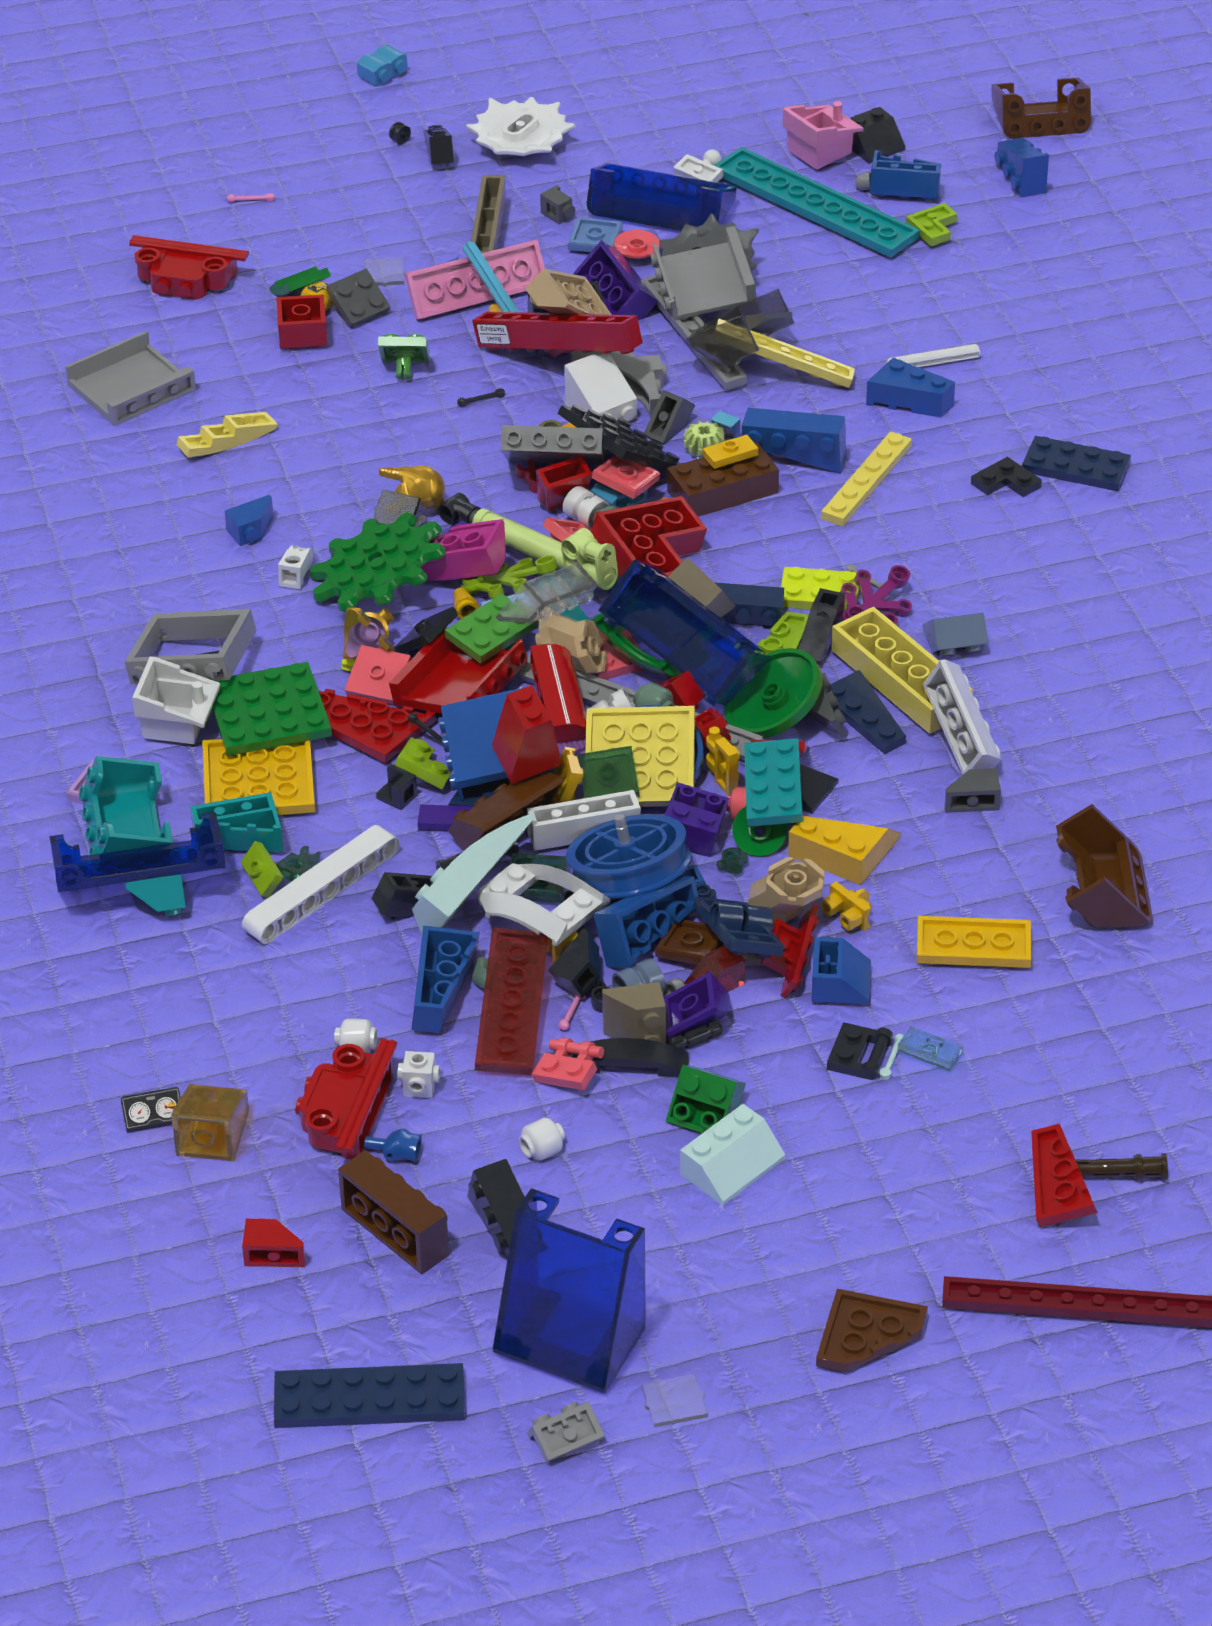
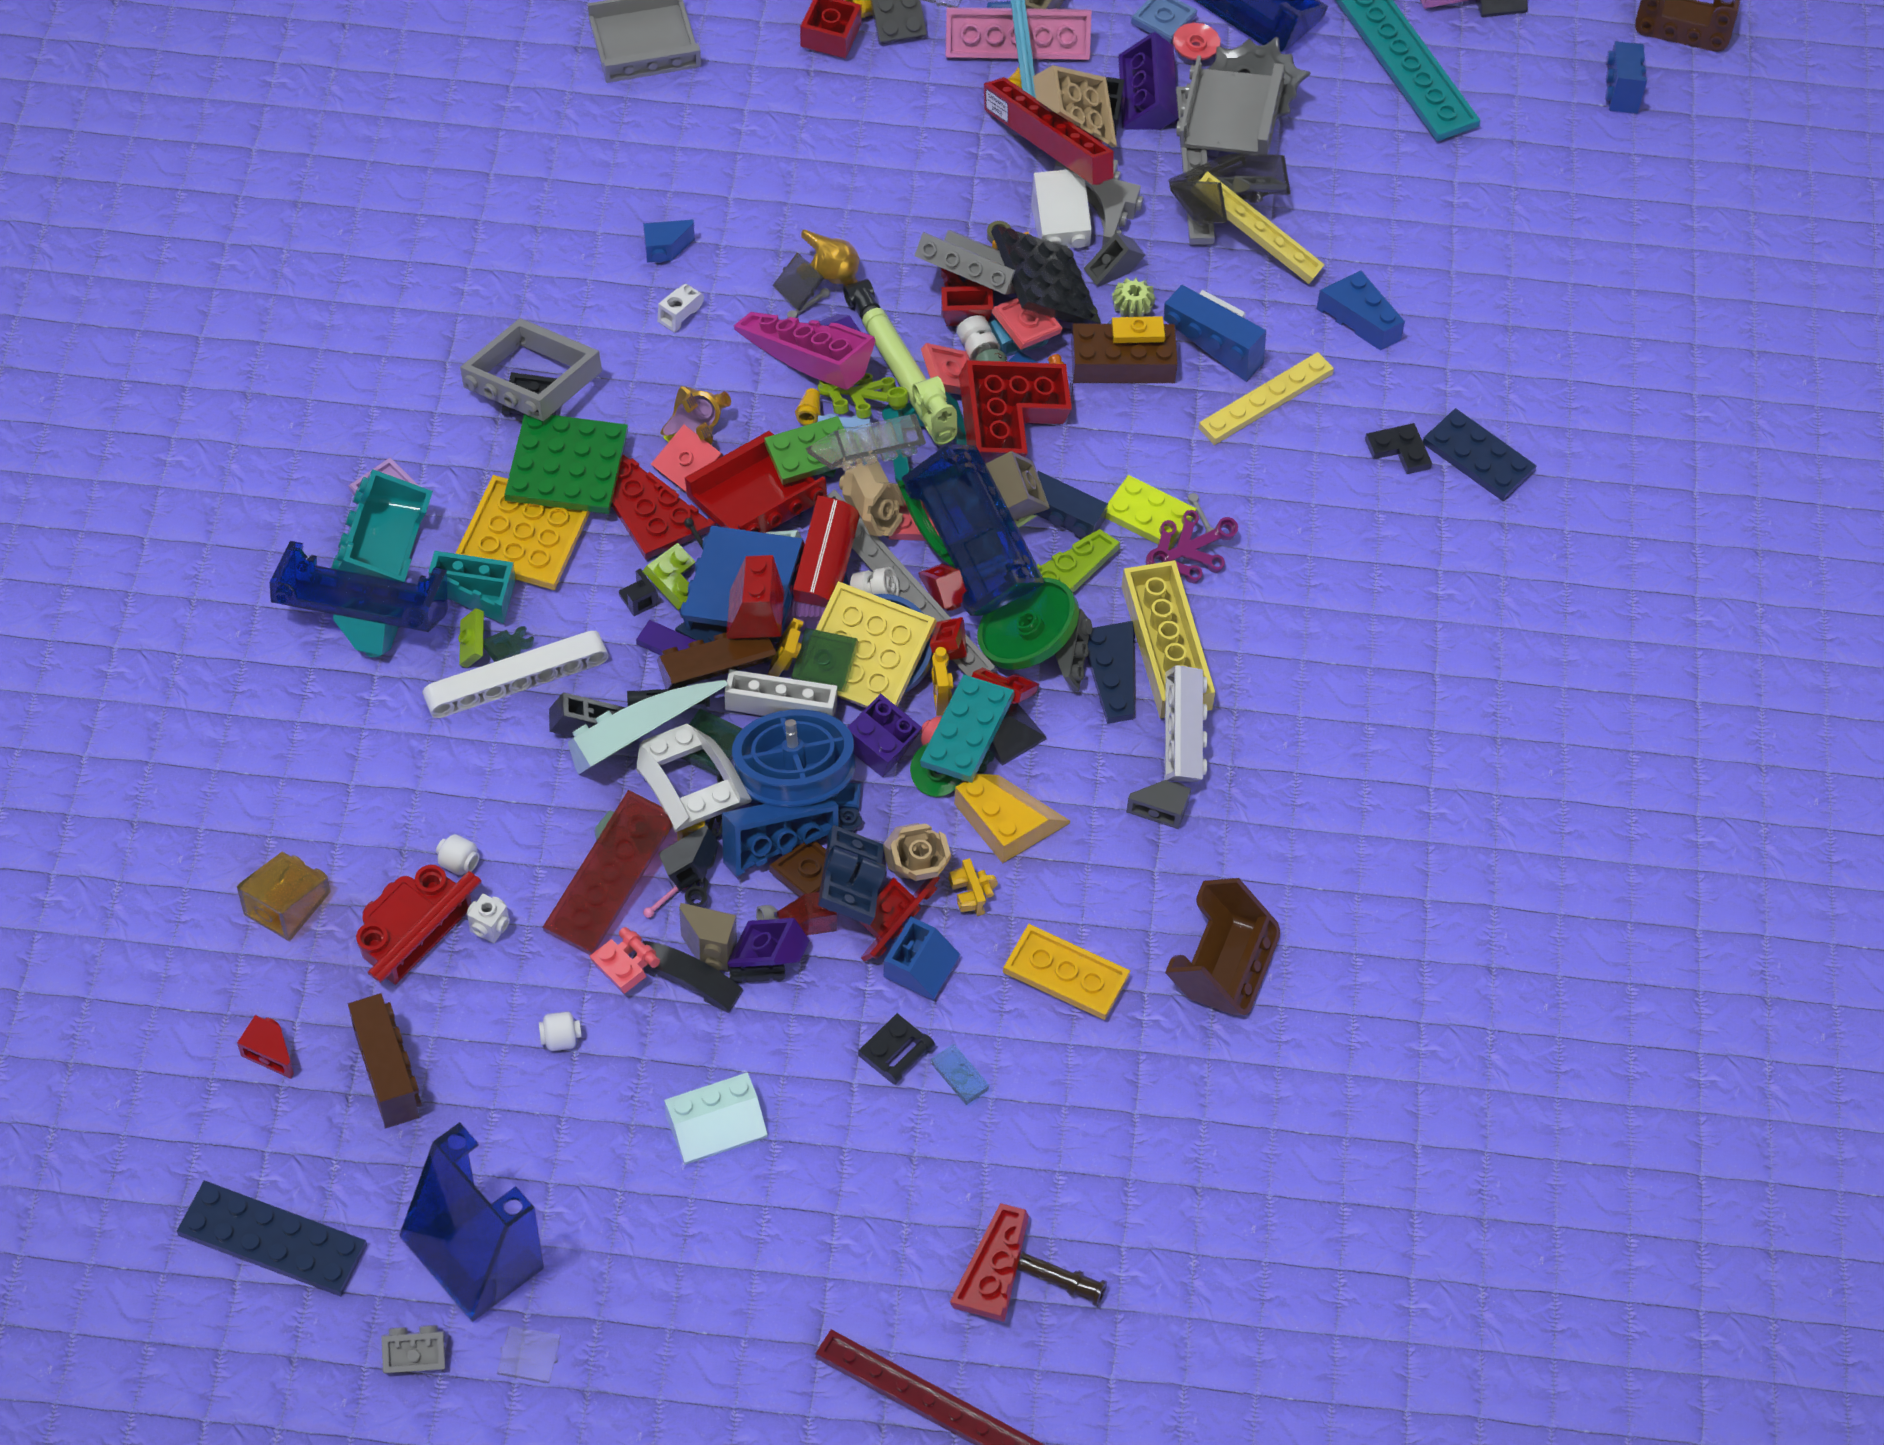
camera: 20 degrees right, 15 degrees up
(149, 1109) = (241, 859): slope -> none
(172, 702) = (481, 425): white piece -> none
(231, 433) = (705, 131): light yellow slope -> none
(377, 561) = (729, 349): green plate -> none
(397, 1146) = (433, 986): blue piece -> none
(403, 351) = (904, 96): bright green plate -> none
(426, 630) = (754, 428): black plate -> none
(442, 970) = (562, 818): blue wedge -> none
(496, 1198) = (481, 1095): black wedge -> none
(500, 393) = (976, 170): black hinge -> none
(643, 973) = (735, 896): sand blue wheel -> none
(653, 695) = (914, 587): sand green head -> none
(703, 1098) = (724, 1047): green slope -> none
(729, 423) = (1162, 286): medium azure slope -> none
(732, 860) = (896, 785): plate -> none
(824, 614) = (1126, 552): black slope -> none
(863, 181) = (1461, 40): light grey hinge -> none
(867, 1328) = (733, 1353): reddish brown plate -> none
(885, 1073) = (907, 1082): light aqua hinge -> none
(904, 177) = (1498, 50): blue wedge -> none
(932, 223) = (1495, 113): lime plate -> none
(941, 356) = (1411, 278): white axle -> none
(956, 632) = (1245, 614): sand blue slope -> none

